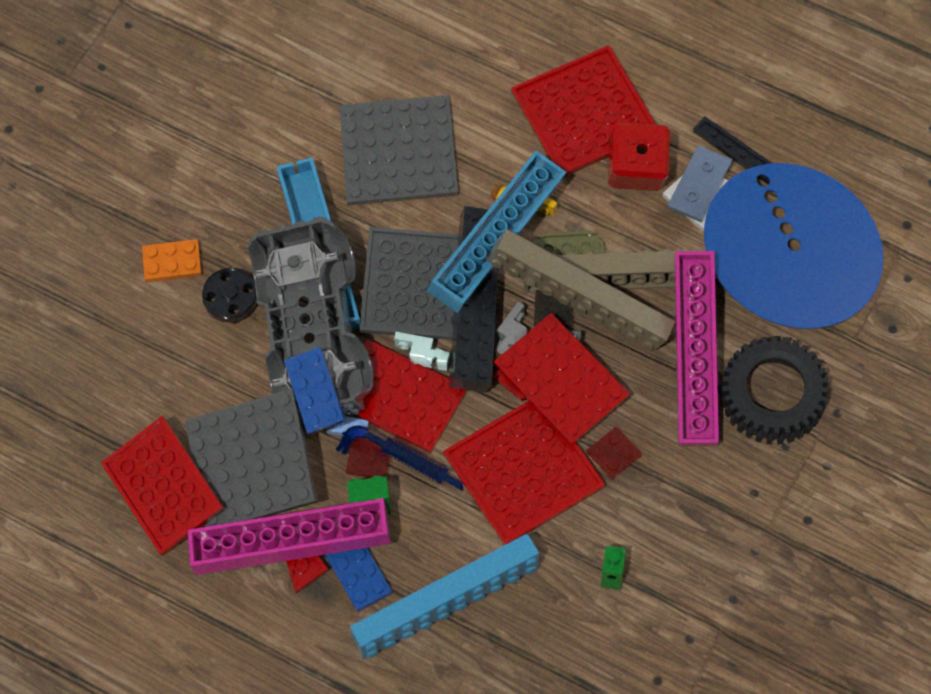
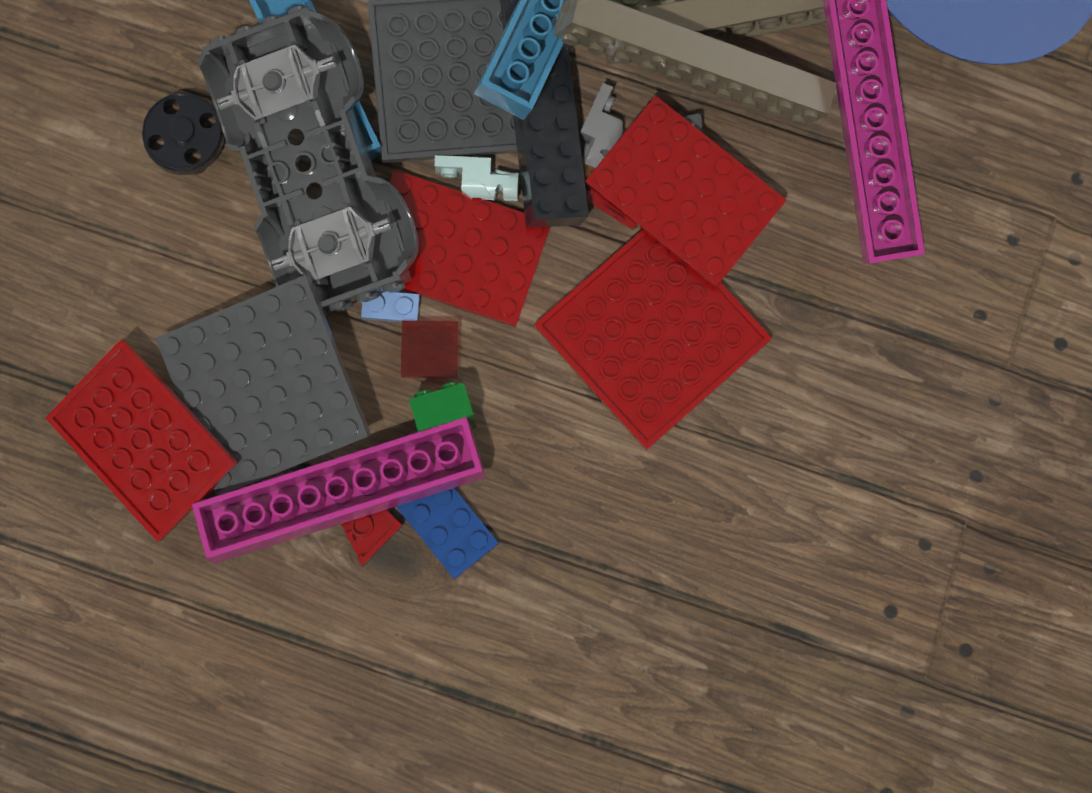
camera: 15 degrees left, 15 degrees up
(171, 260) = (87, 92): orange plate -> none
(314, 390) = (338, 273): blue plate -> none
(399, 452) = (475, 339): clear blue piece -> none
(445, 596) = (577, 542): dark azure brick -> none
(548, 304) = (643, 86): clear smoke plate -> none
(613, 453) = (775, 287): clear red plate -> none
(613, 565) = (805, 460): green torso -> none
(768, 423) = (956, 202): black tyre -> none

